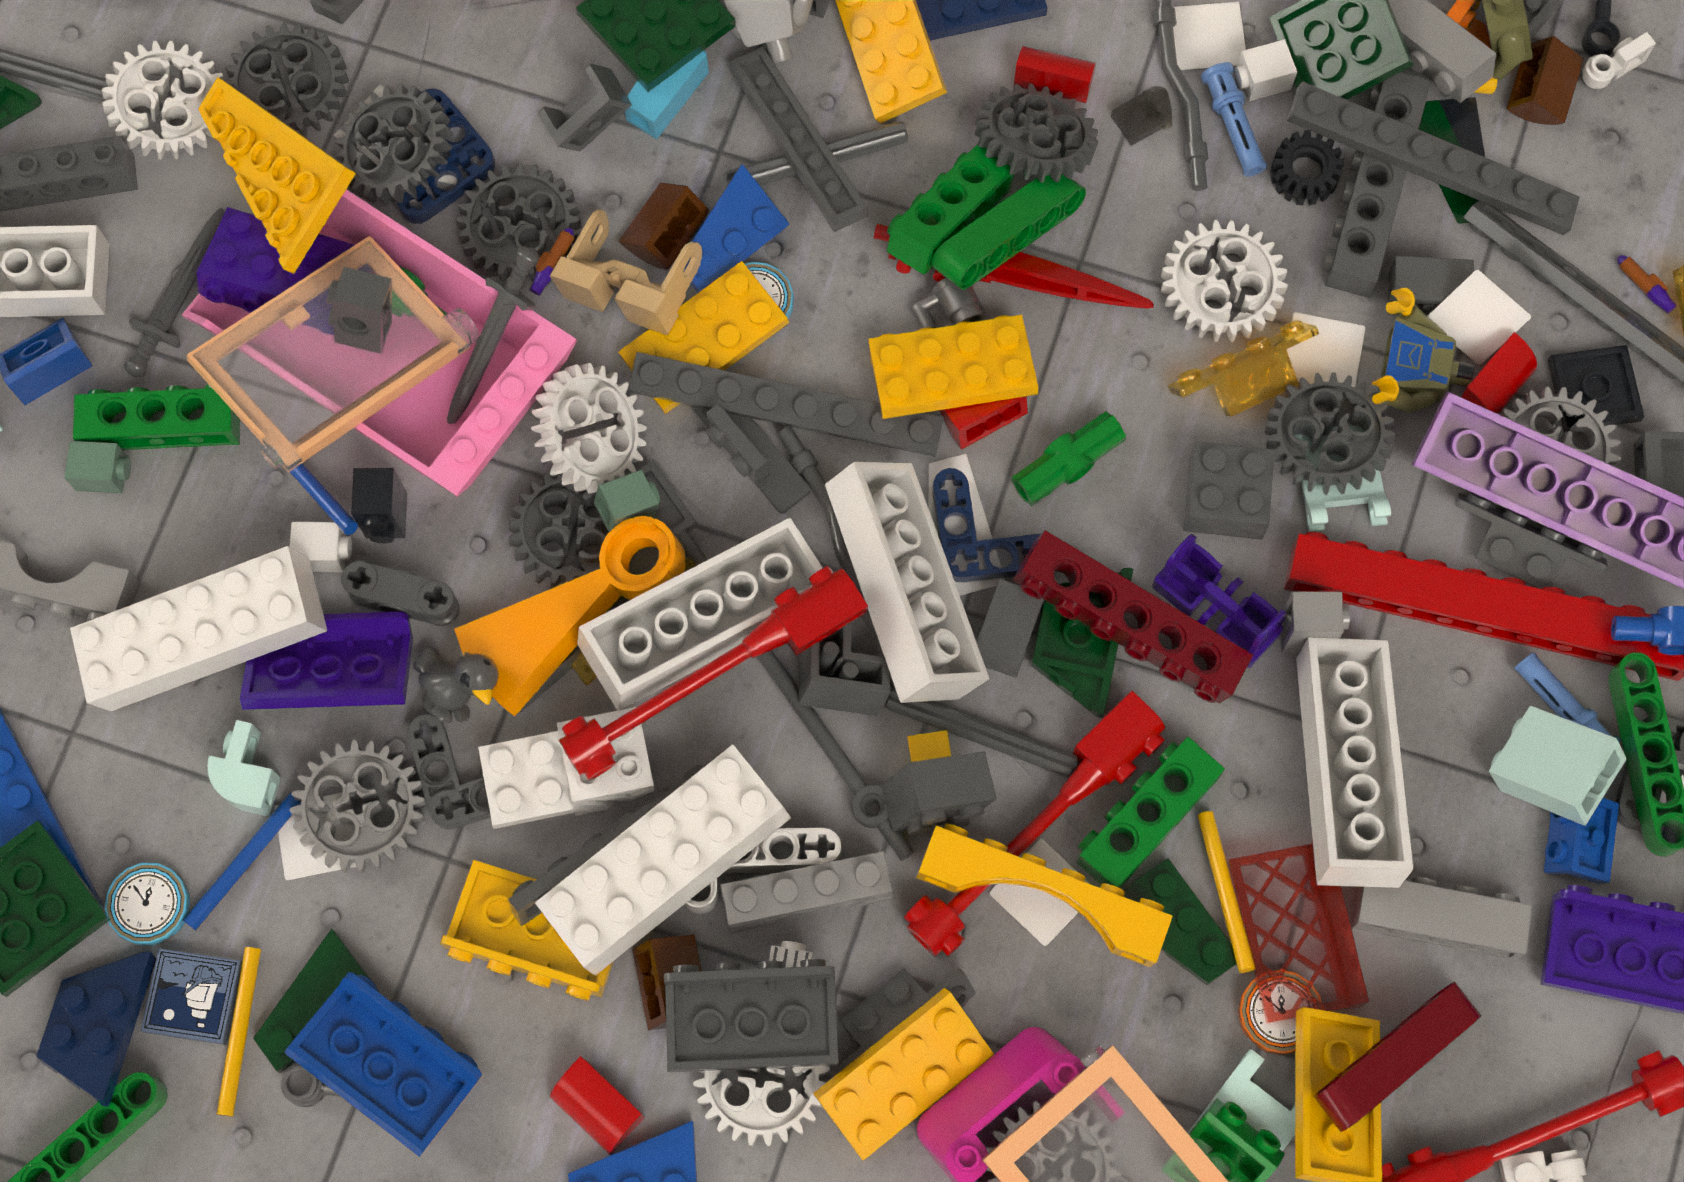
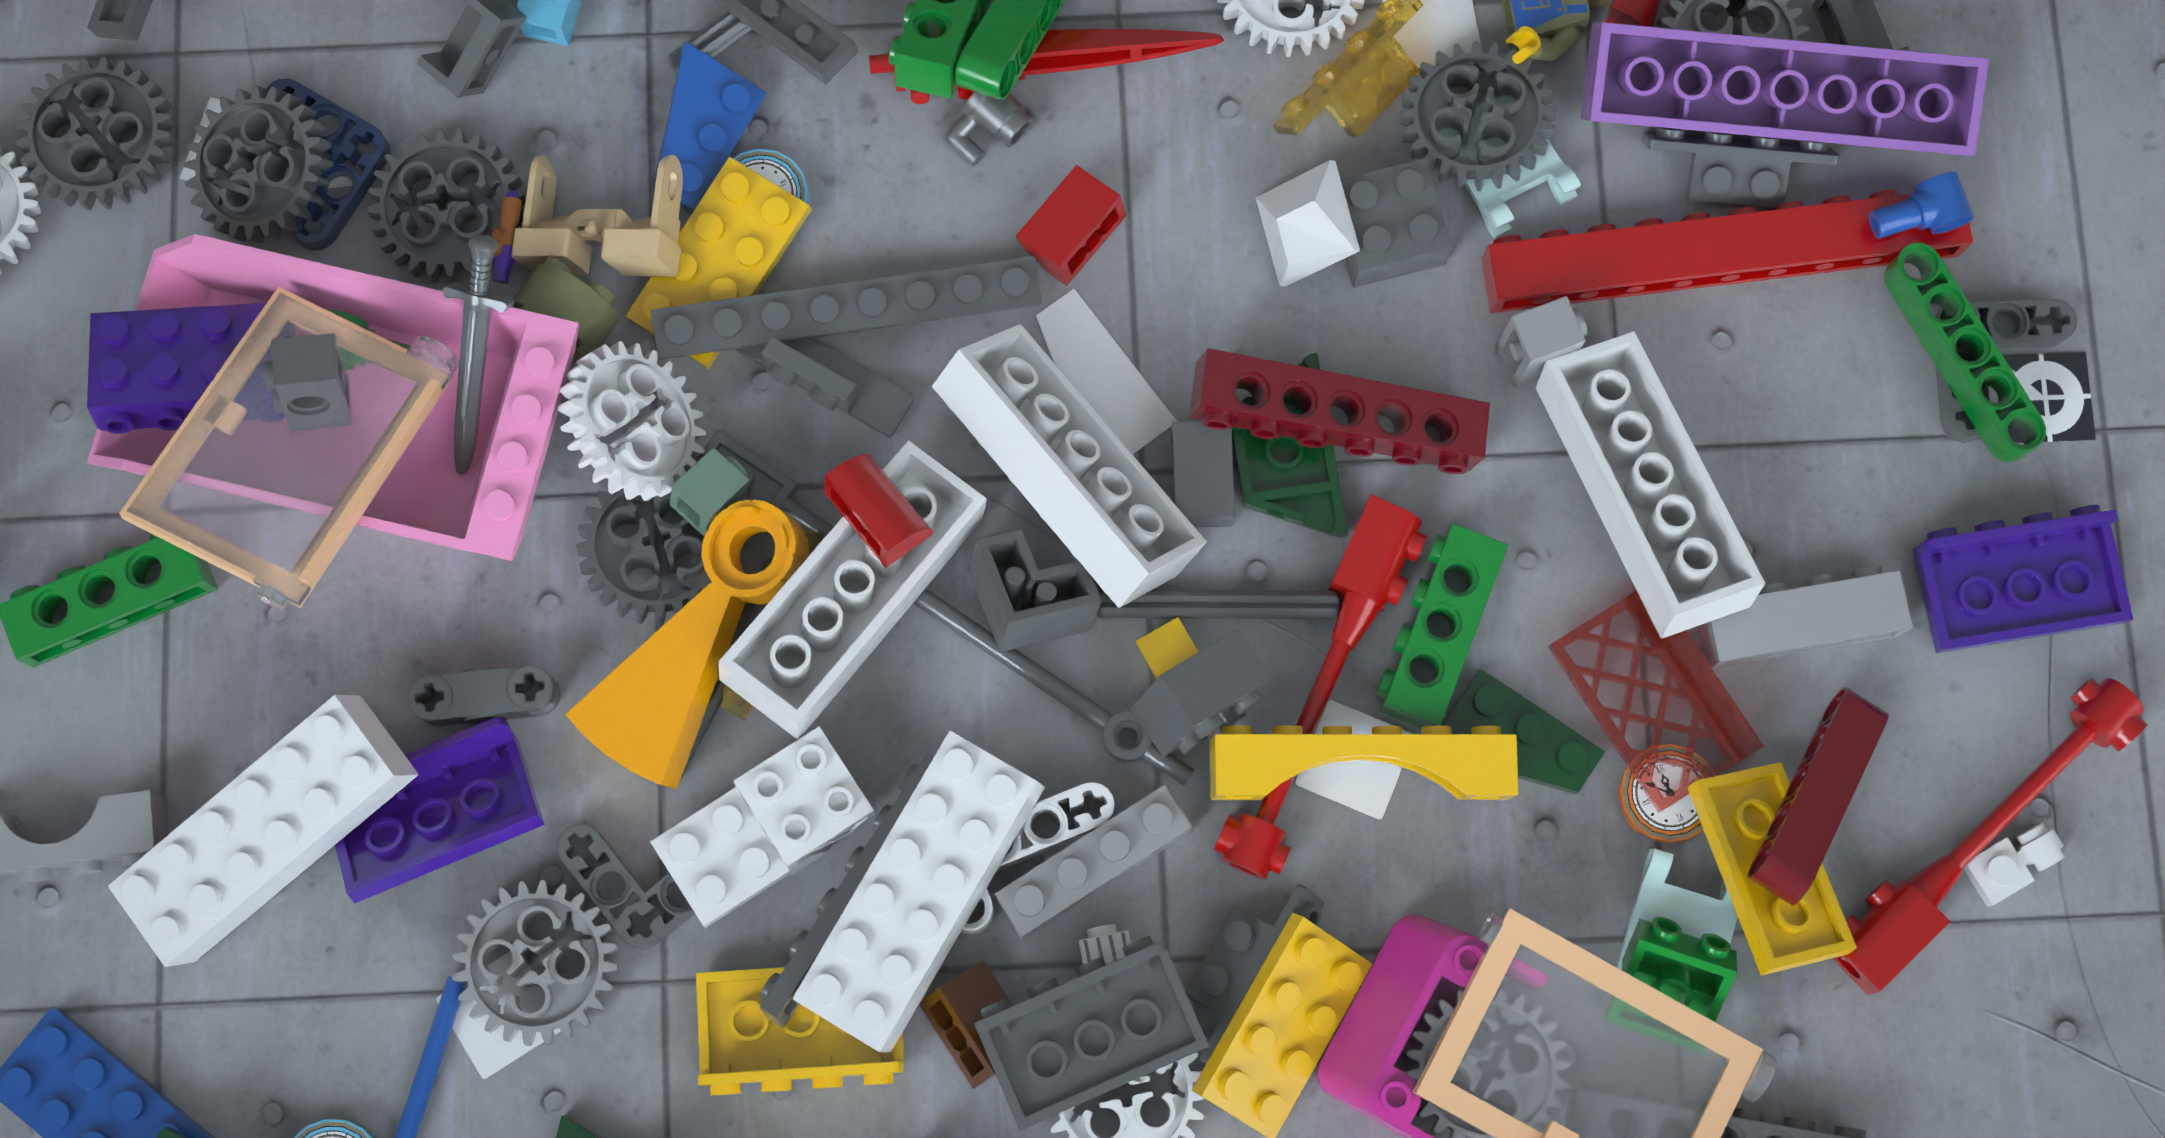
camera: 25 degrees left, 5 degrees up
(97, 467) = (58, 680): sand green brick -> none
(172, 301) = (66, 444): dark grey sword -> none
(236, 779) = (382, 987): light aqua brick -> none
(279, 171) = (136, 247): yellow wing -> none
(323, 544) = (367, 672): white brick -> none
(324, 499) = (354, 621): blue bar -> none
(379, 504) = (418, 601): black brick -> none
(452, 687) = (592, 783): dark grey animal -> none
(573, 315) = (559, 294): none -> olive brick
(664, 225) = (620, 145): reddish brown brick -> none
(743, 557) = (875, 508): none -> red brick
(798, 620) = (966, 559): red bar -> none
(805, 464) = (896, 369): dark grey bar -> none
(952, 366) = (1023, 193): yellow bracket -> none
(967, 541) = (1116, 391): dark blue beam -> none
(1068, 458) = (1194, 252): green piece -> none
(1164, 467) = (1307, 223): none -> white slope
(1194, 576) = (1387, 337): dark purple piece -> none
(1226, 892) = (1558, 682): yellow bar -> none
(1556, 695) = (1872, 344): medium blue pin -> none
(1557, 764) = (1868, 402): light aqua brick -> none
(1583, 849) = (1920, 472): blue bracket -> none

